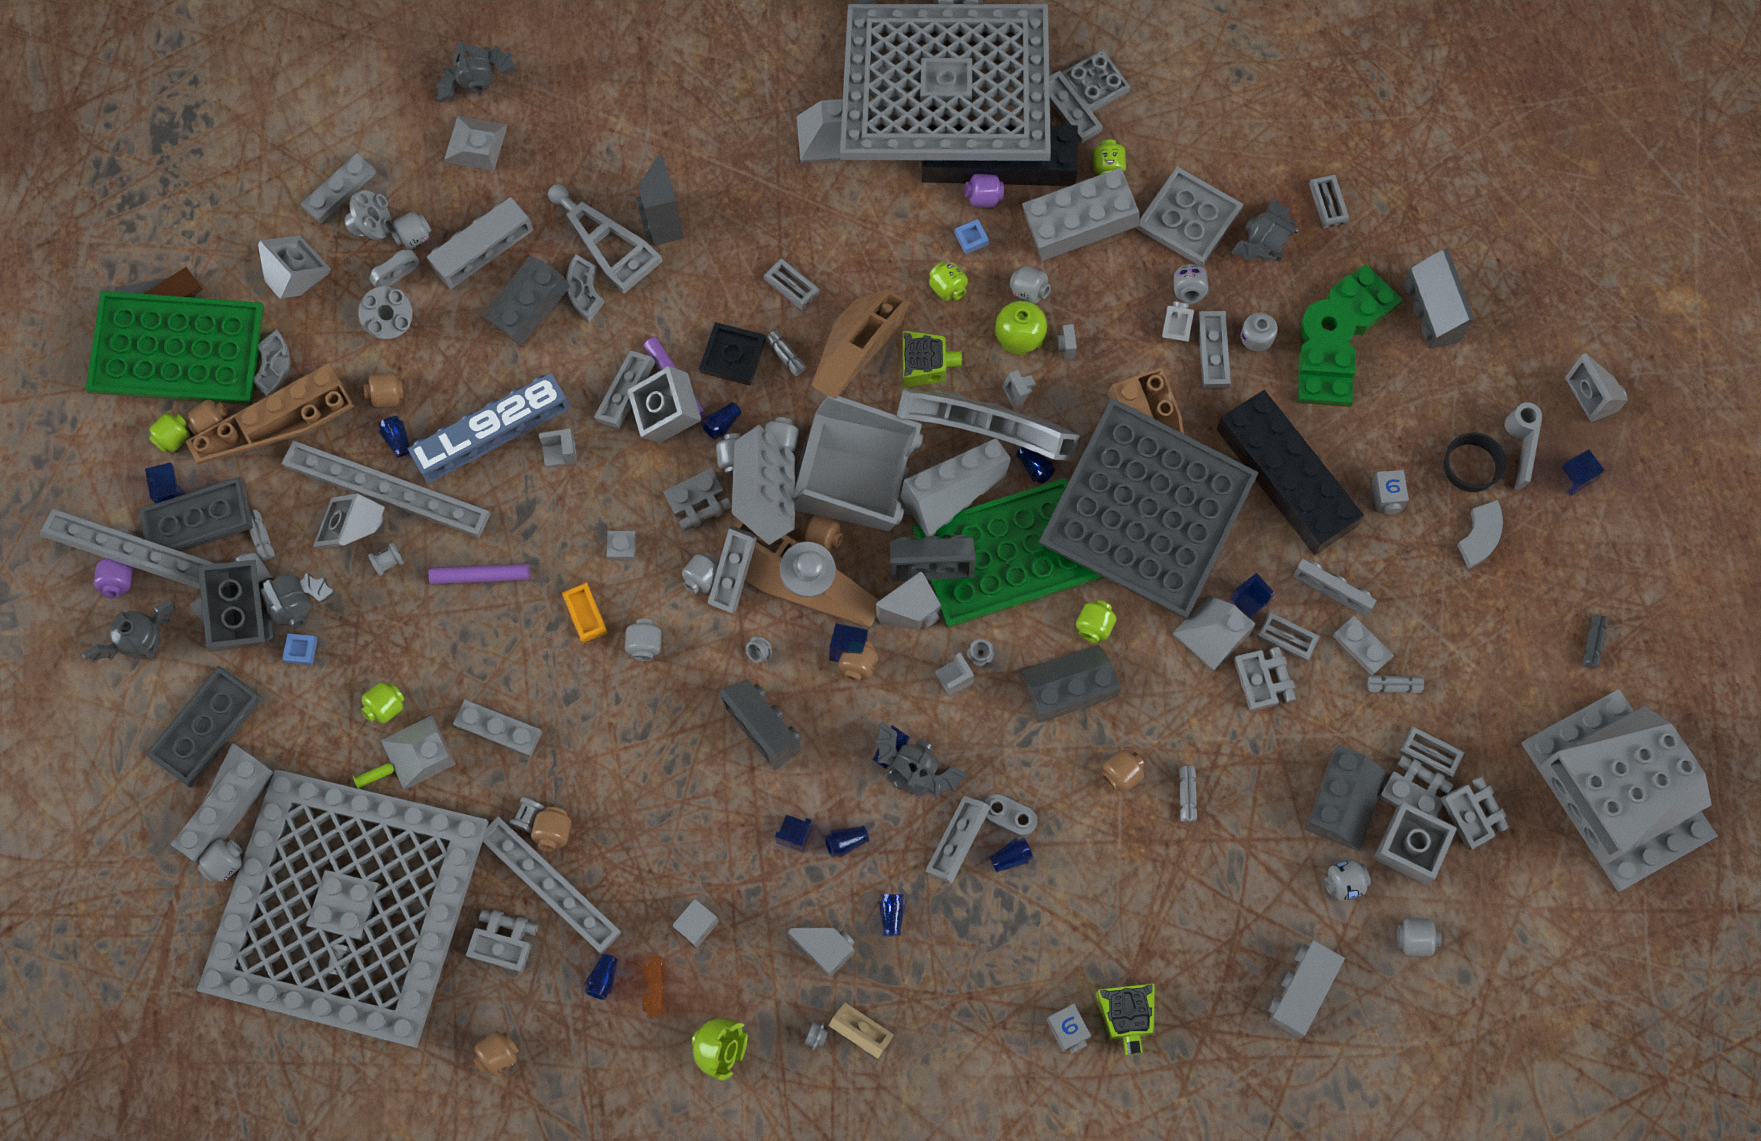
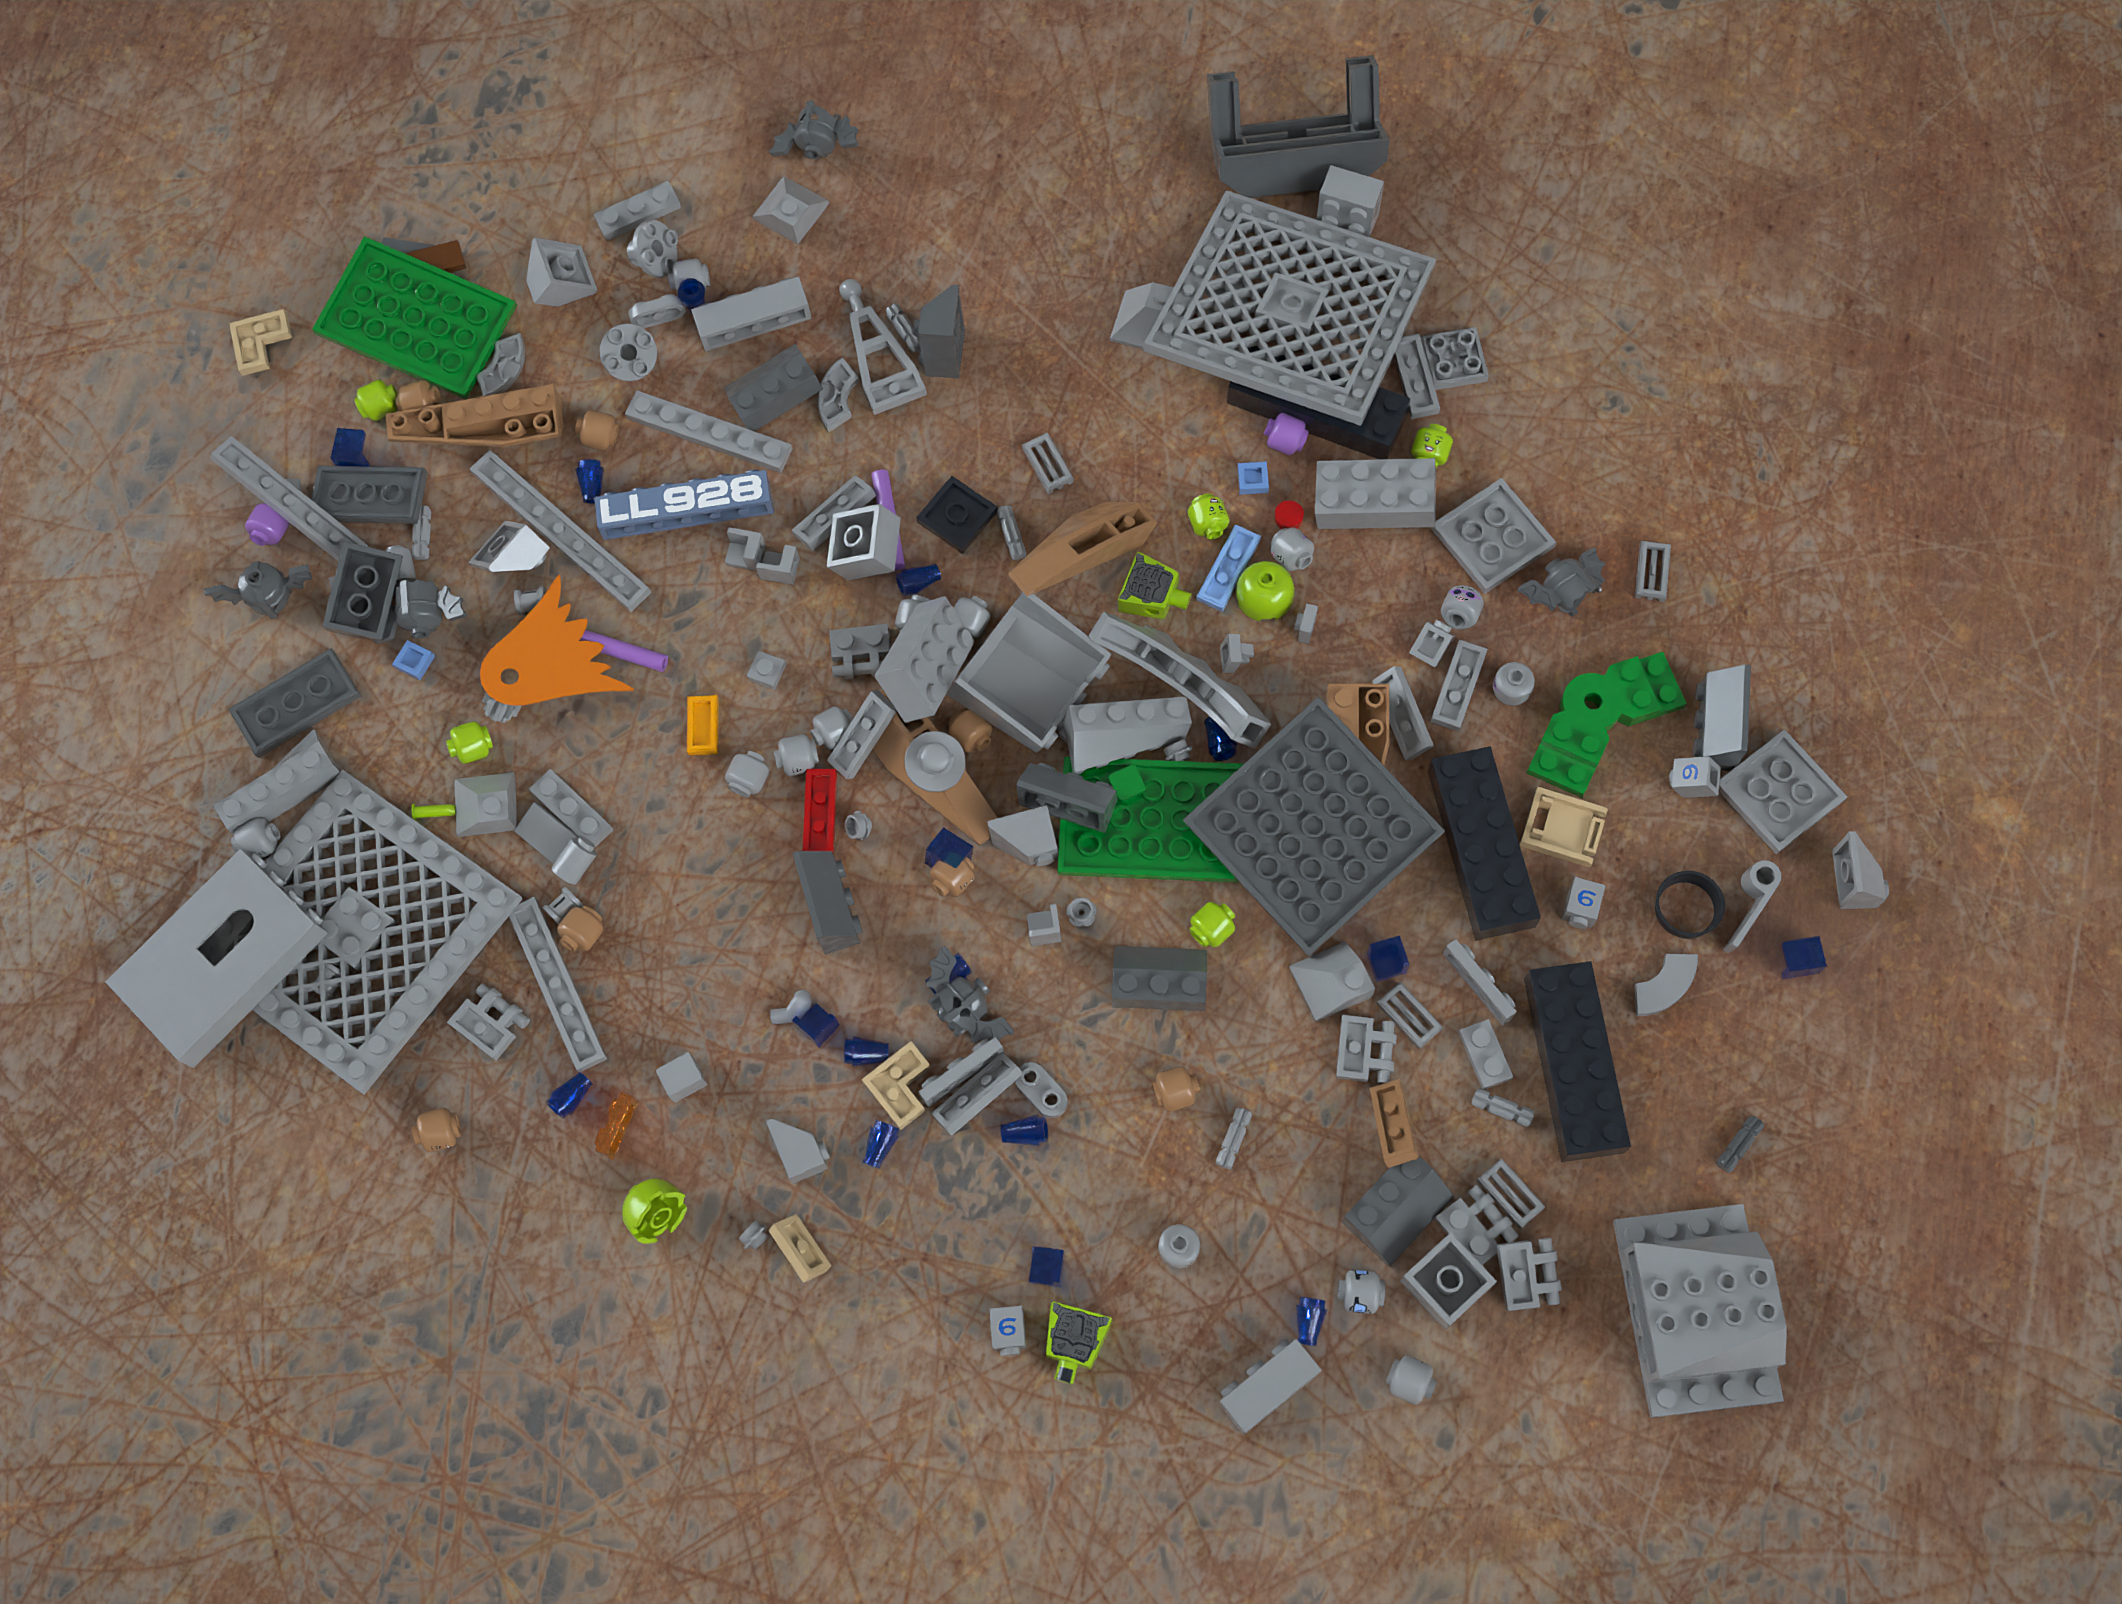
camera: 25 degrees right, 0 degrees up
(28, 416) = (253, 334): none -> tan plate
(221, 1024) = (186, 996): none -> light grey panel
(397, 657) = (498, 710): none -> light grey gear
(421, 243) = (691, 293): none -> clear blue cone
(423, 603) = (546, 657): none -> orange piece
(483, 358) = (709, 431): none -> light grey plate
(498, 762) = (555, 841): none -> light grey door
(595, 452) = (779, 566): none -> light grey panel
(619, 211) = (902, 325): none -> light grey axle
(679, 608) = (796, 754): none -> light grey head
(720, 648) = (820, 810): none -> red plate
(771, 825) = (797, 1007): none -> light grey arm
(879, 857) = (890, 1083): none -> tan plate
(935, 825) = (960, 1071): none -> light grey plate
(975, 527) = (1127, 783): none -> green piece
(982, 319) = (1228, 568): none -> light blue tile
(1005, 487) = (1177, 751): none -> light grey plate
(1013, 257) = (1289, 515): none -> red tile
(1079, 962) = (1047, 1266): none -> clear blue panel
(1183, 901) = (1179, 1246): none -> light grey head
(1188, 396) = (1405, 715): none -> light grey plate
(1315, 920) = (1310, 1319): none -> clear blue cone
(1317, 730) = (1393, 1123): none -> medium nougat plate
(1350, 435) = (1568, 827): none -> tan container
(1436, 356) = (1695, 777): none -> light grey brick
(1440, 623) = (1576, 1062): none -> black brick
(1506, 344) = (1780, 791): none -> light grey plate

